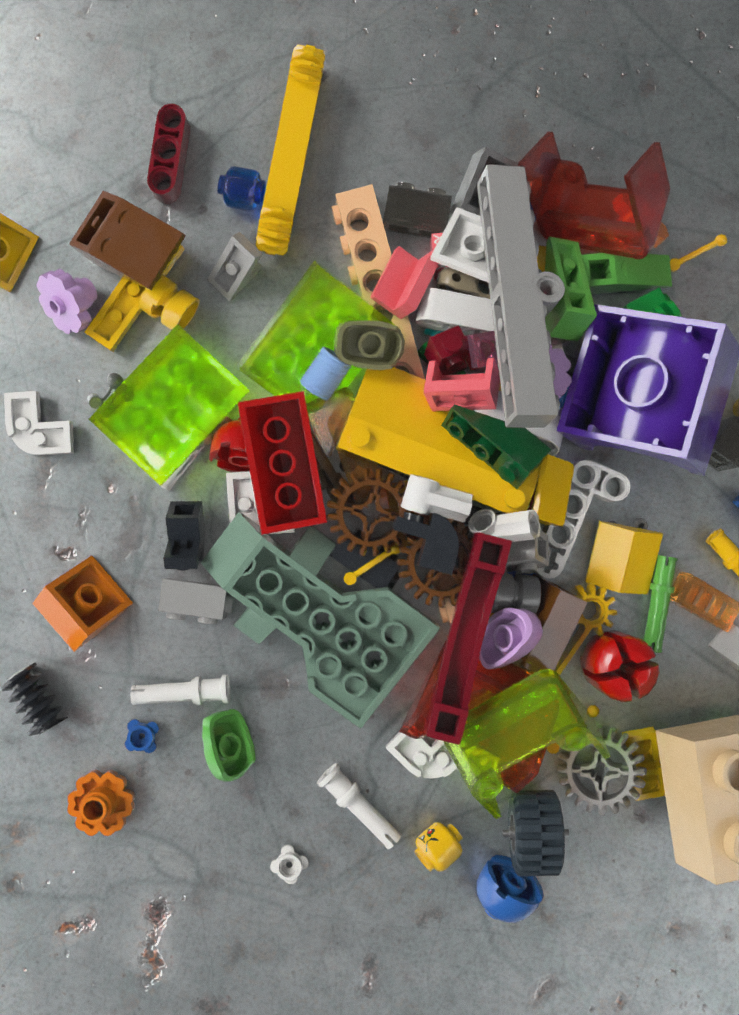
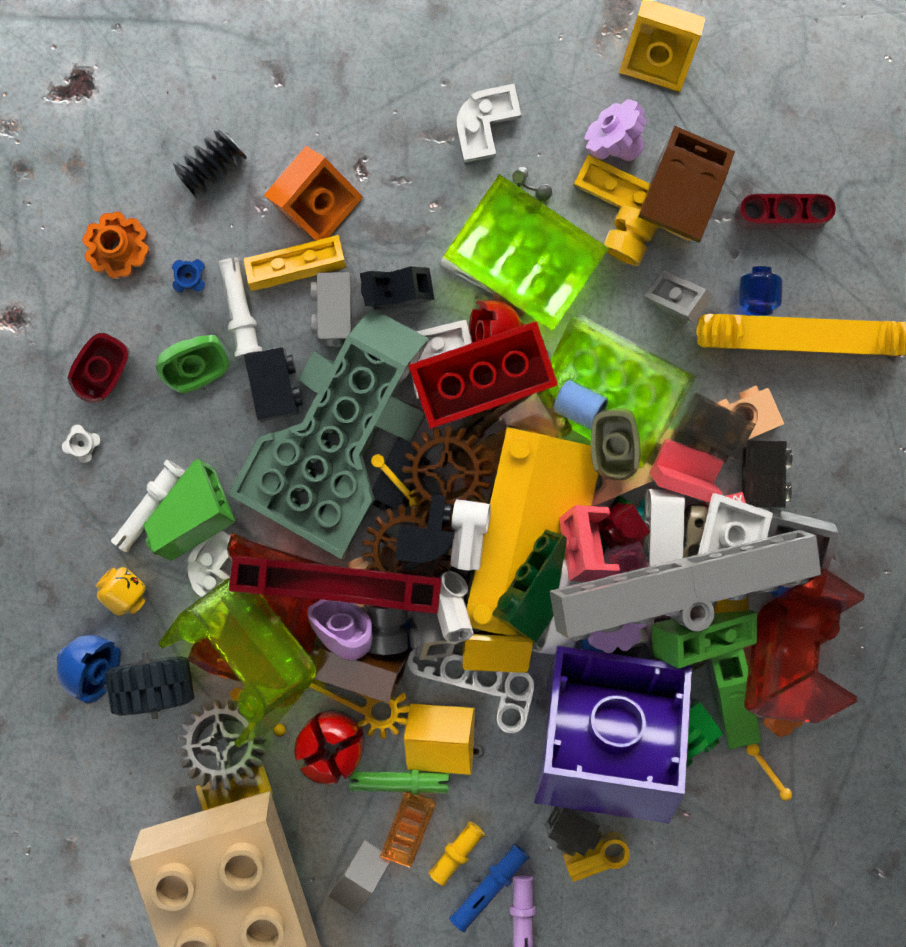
camera: 85 degrees right, 0 degrees up
(145, 631) = (294, 263): none -> yellow plate
(217, 838) = (98, 367): none -> dark red piece
(259, 669) = (273, 384): none -> black brick
(367, 249) = (714, 428): none -> clear smoke brick
(373, 769) = (189, 513): none -> bright green slope

